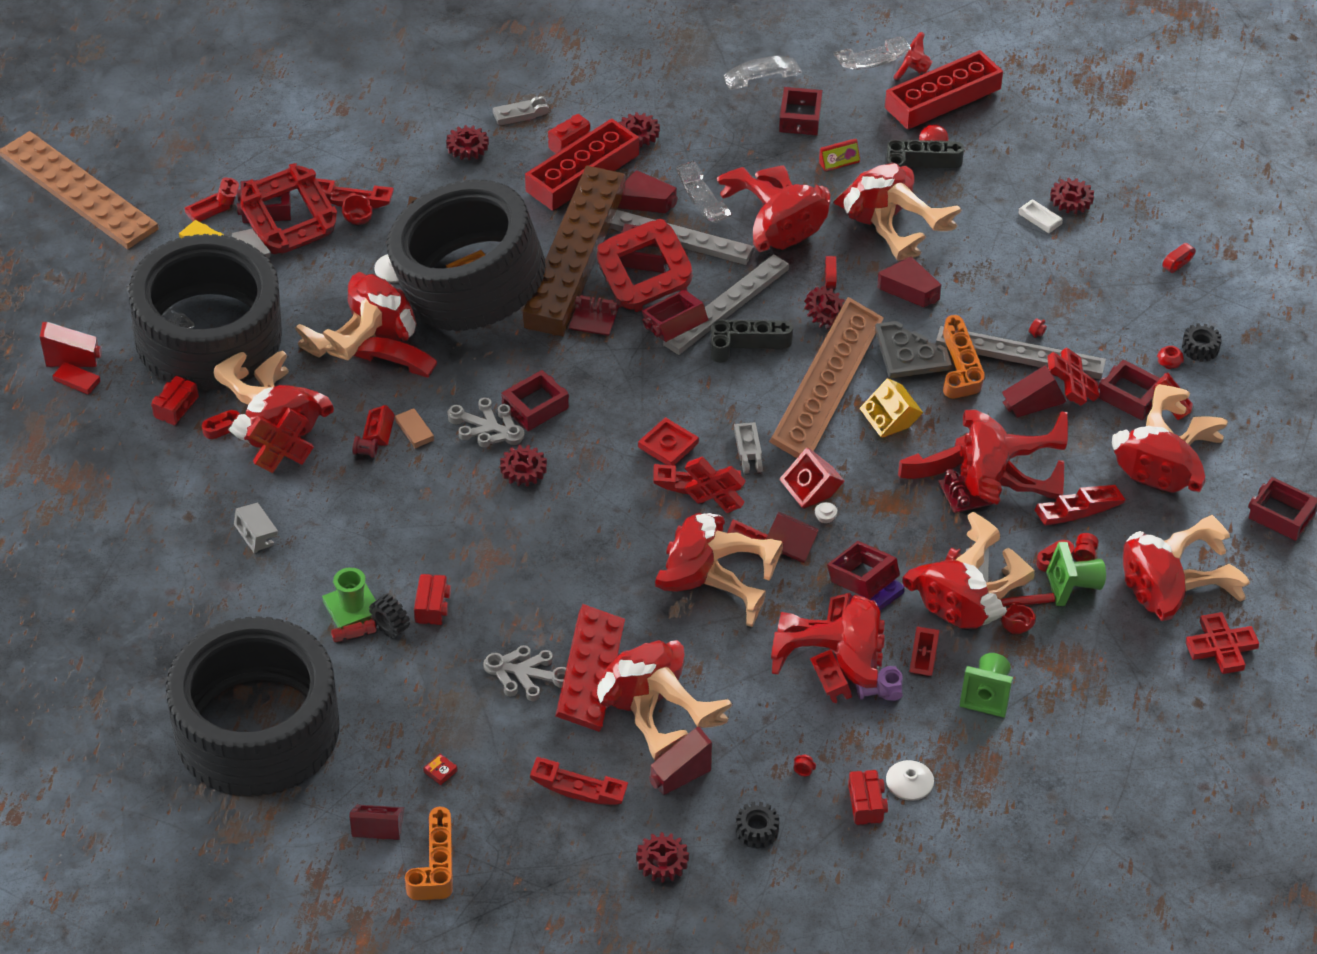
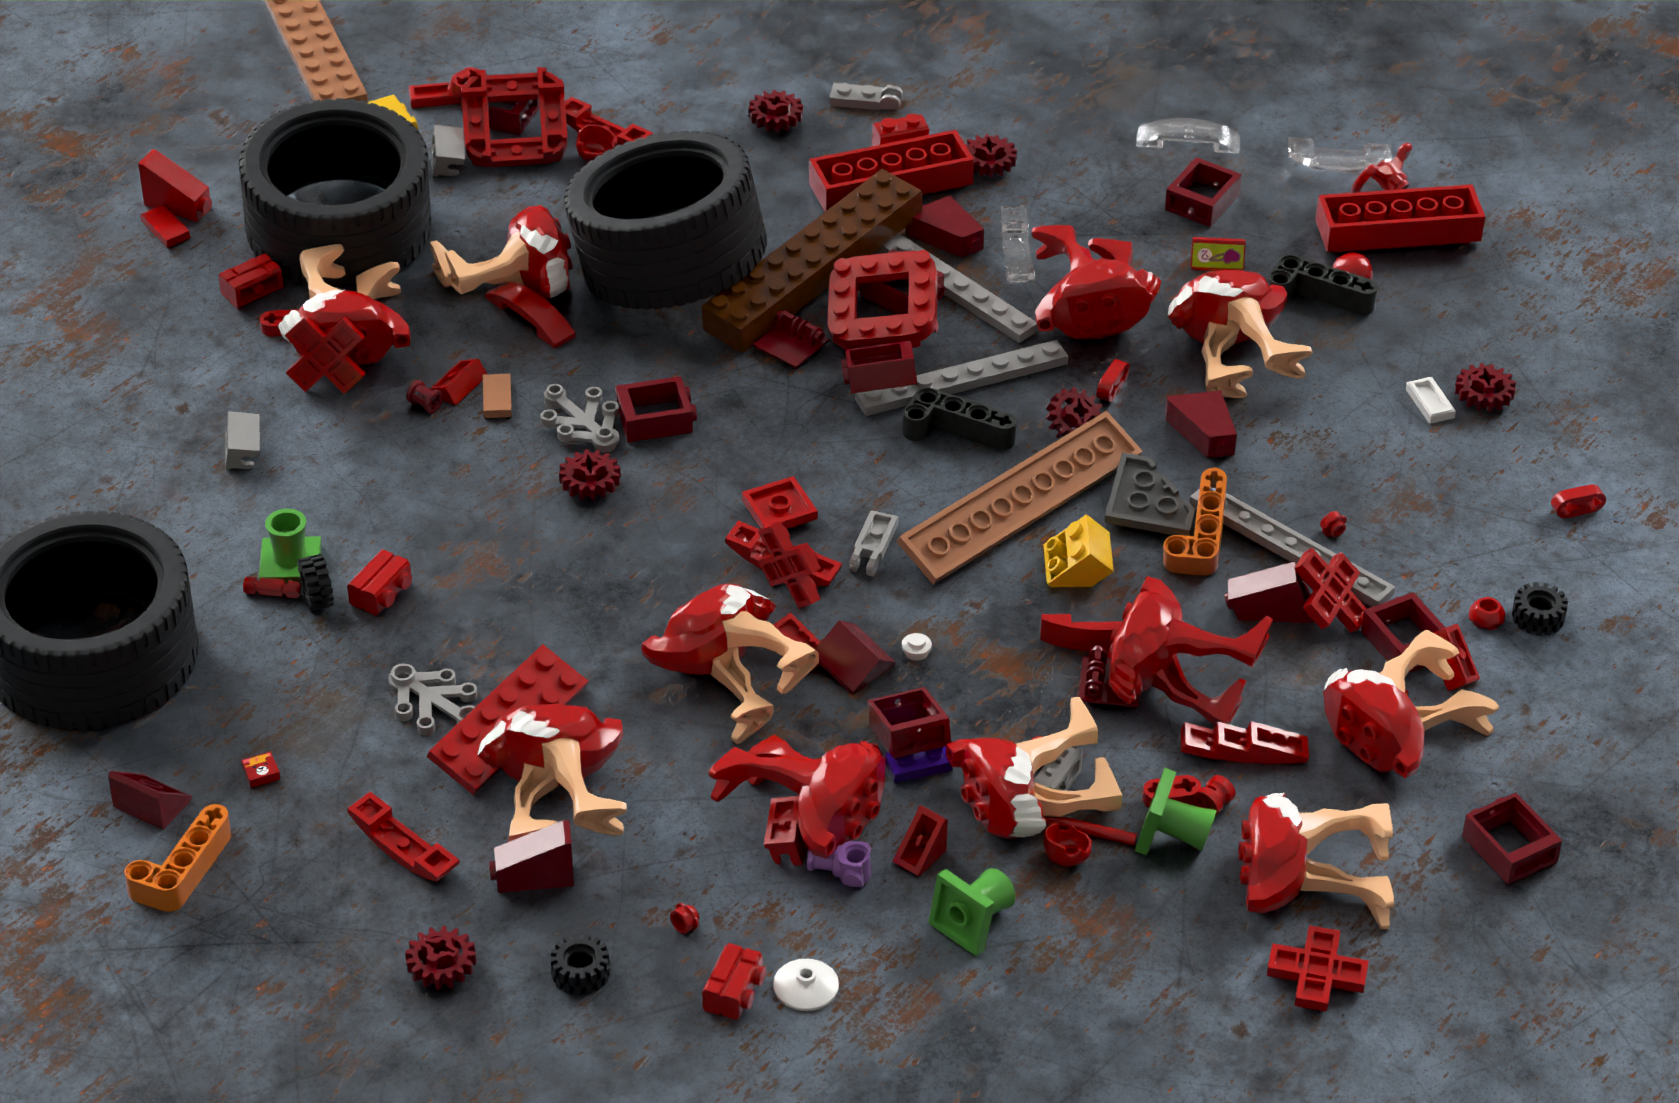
camera: 25 degrees right, 5 degrees down
(811, 479) = (922, 602): red slope -> none

